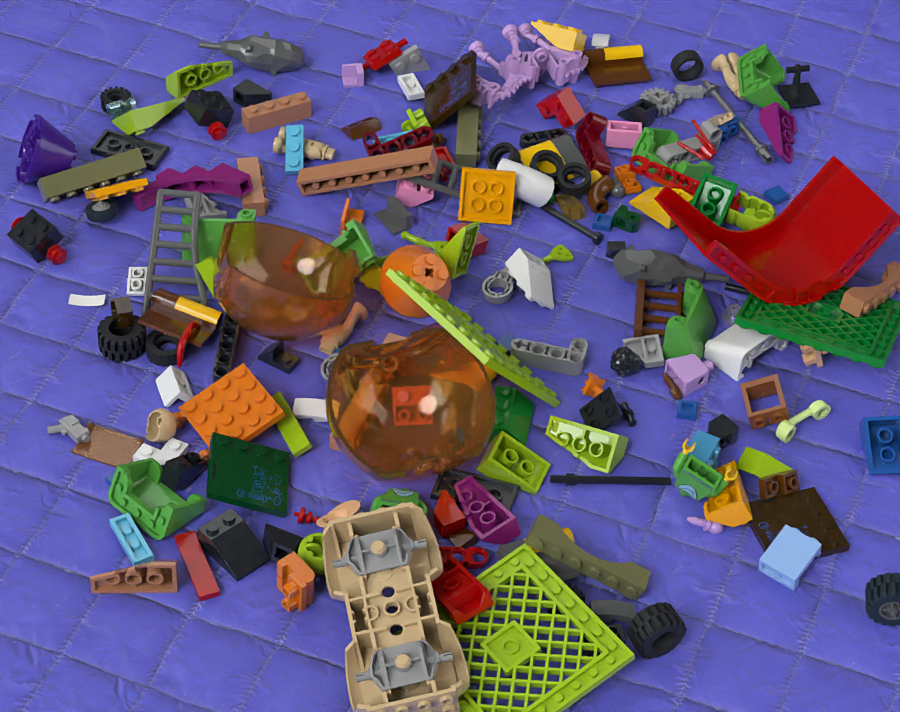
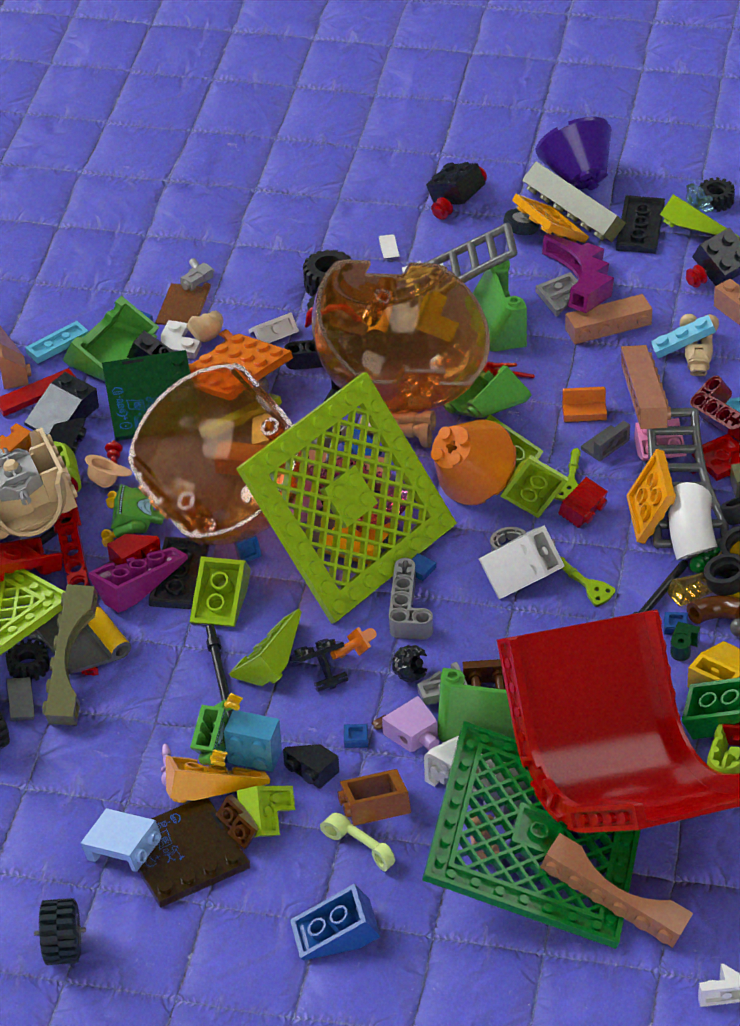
camera: 85 degrees right, 0 degrees up
(122, 311) = (339, 251): dark brown brick -> none
(512, 414) = (281, 582): green slope -> none

